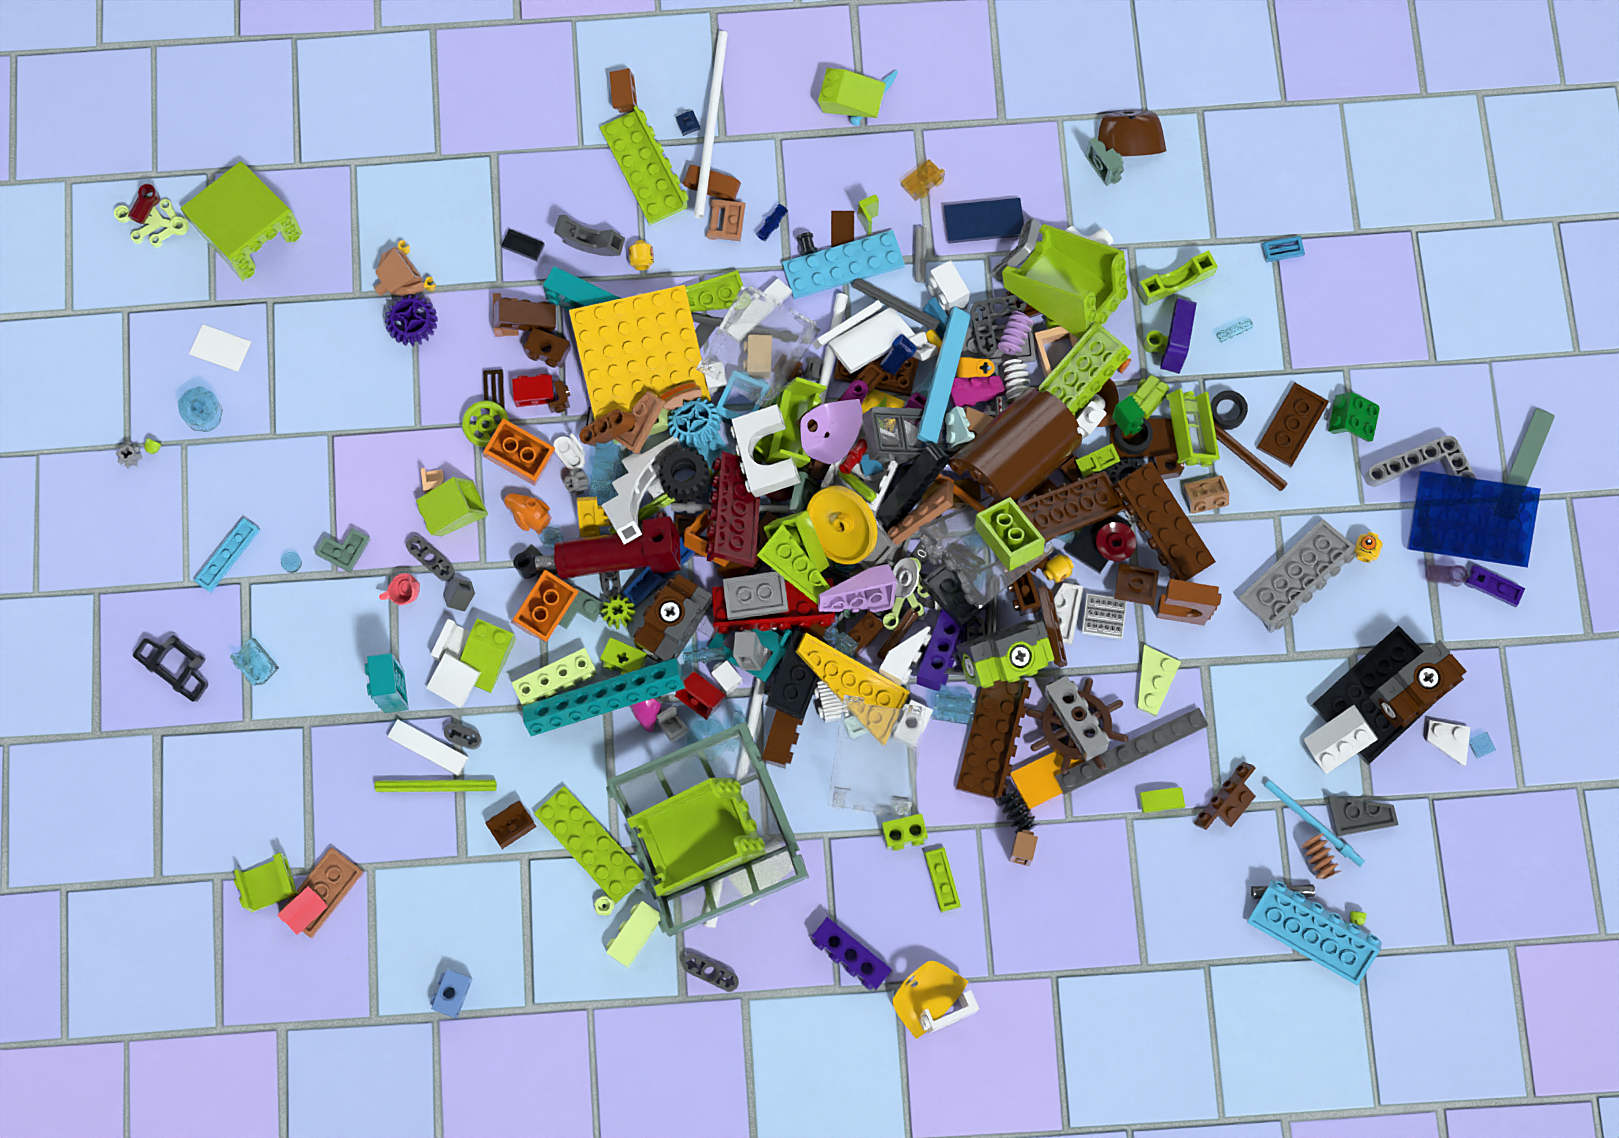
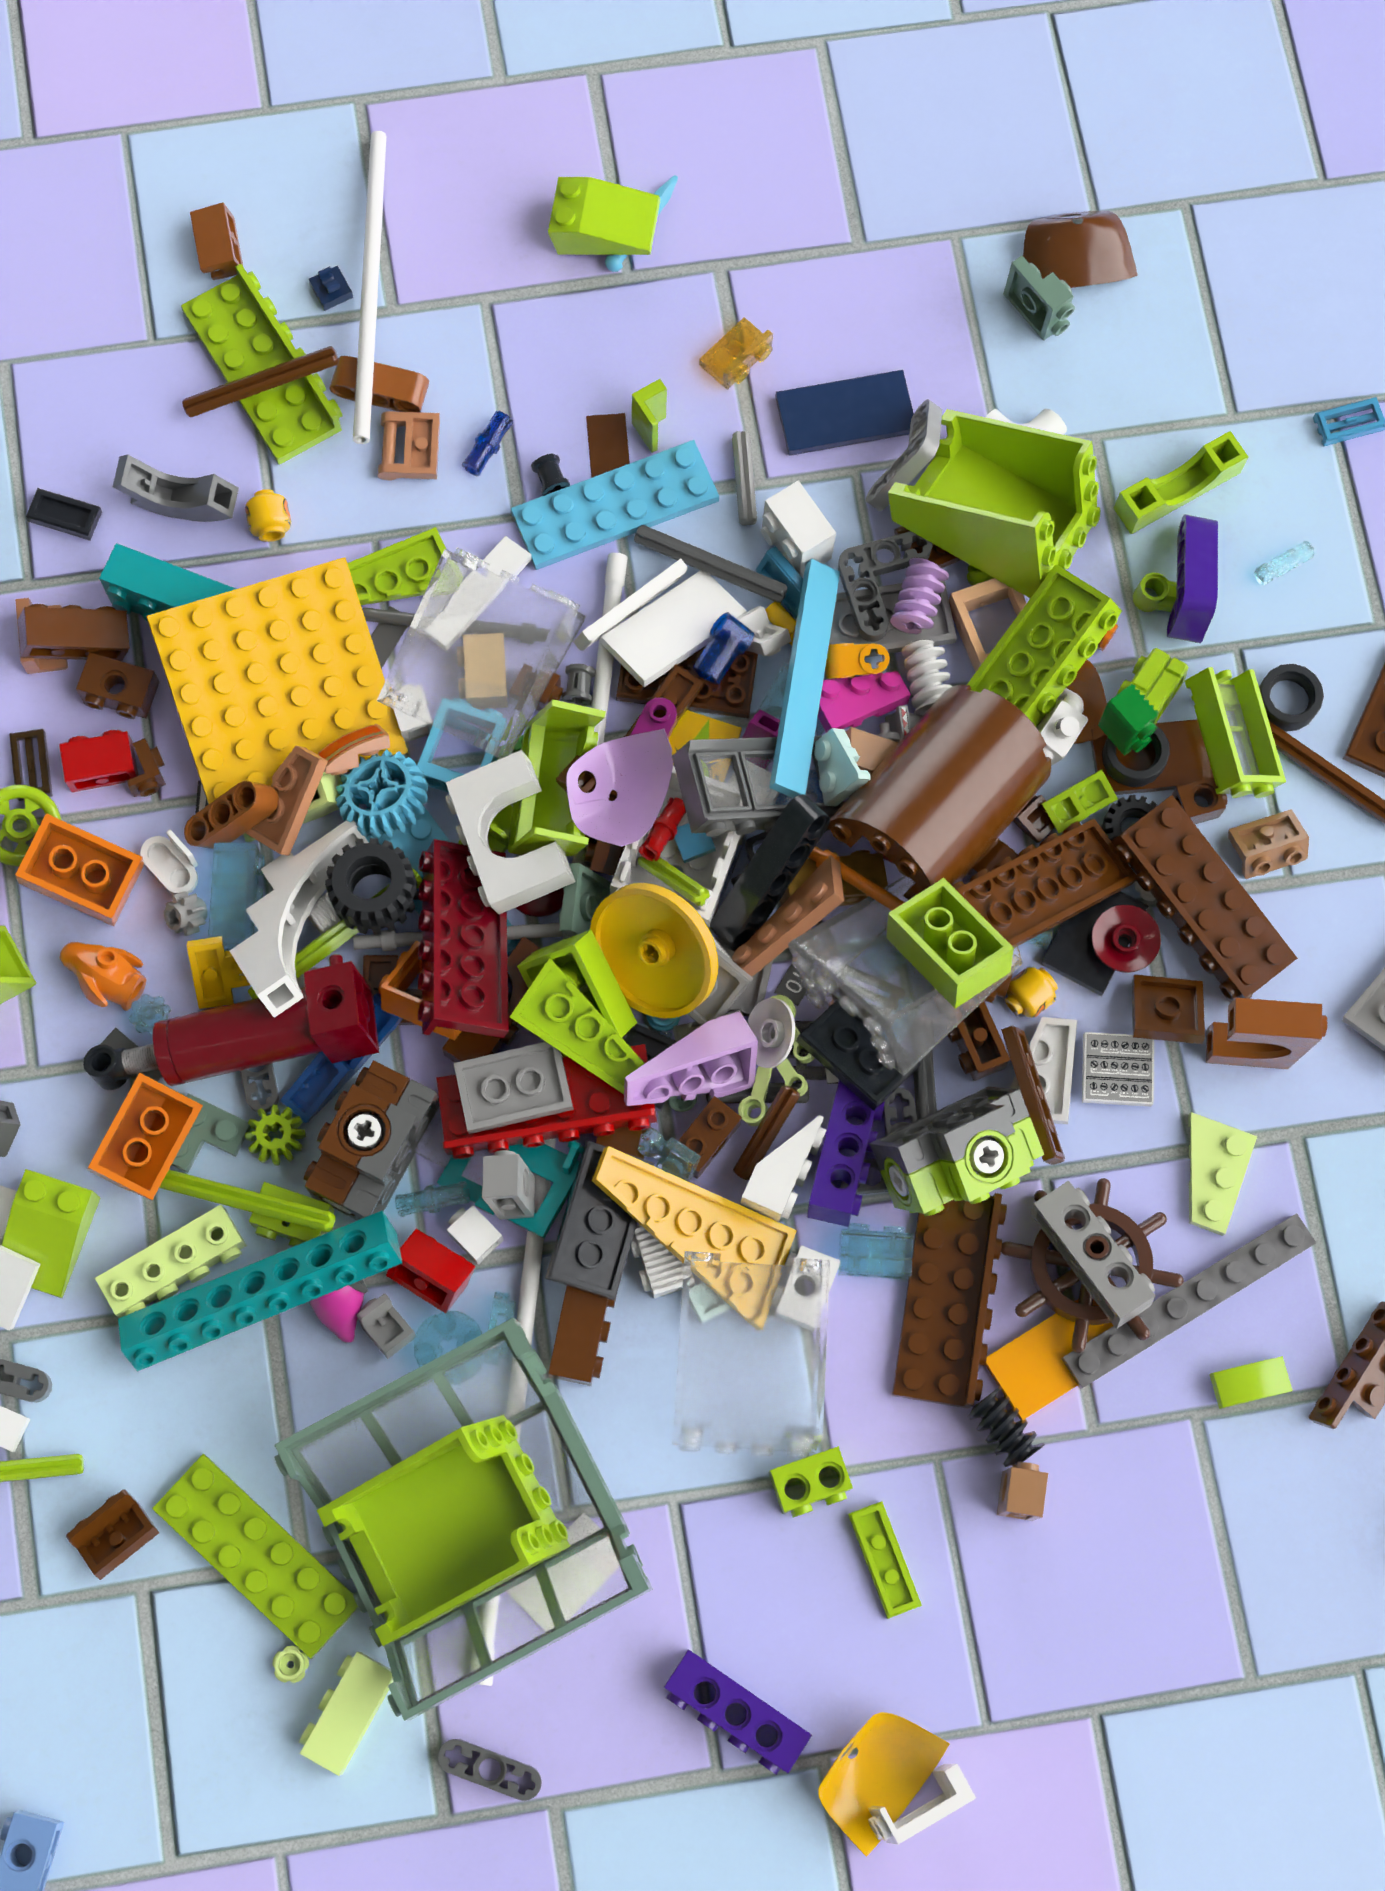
camera: 10 degrees left, 0 degrees up
(600, 646) = (249, 1201): none -> lime axle
(642, 176) = (260, 381): none -> reddish brown axle

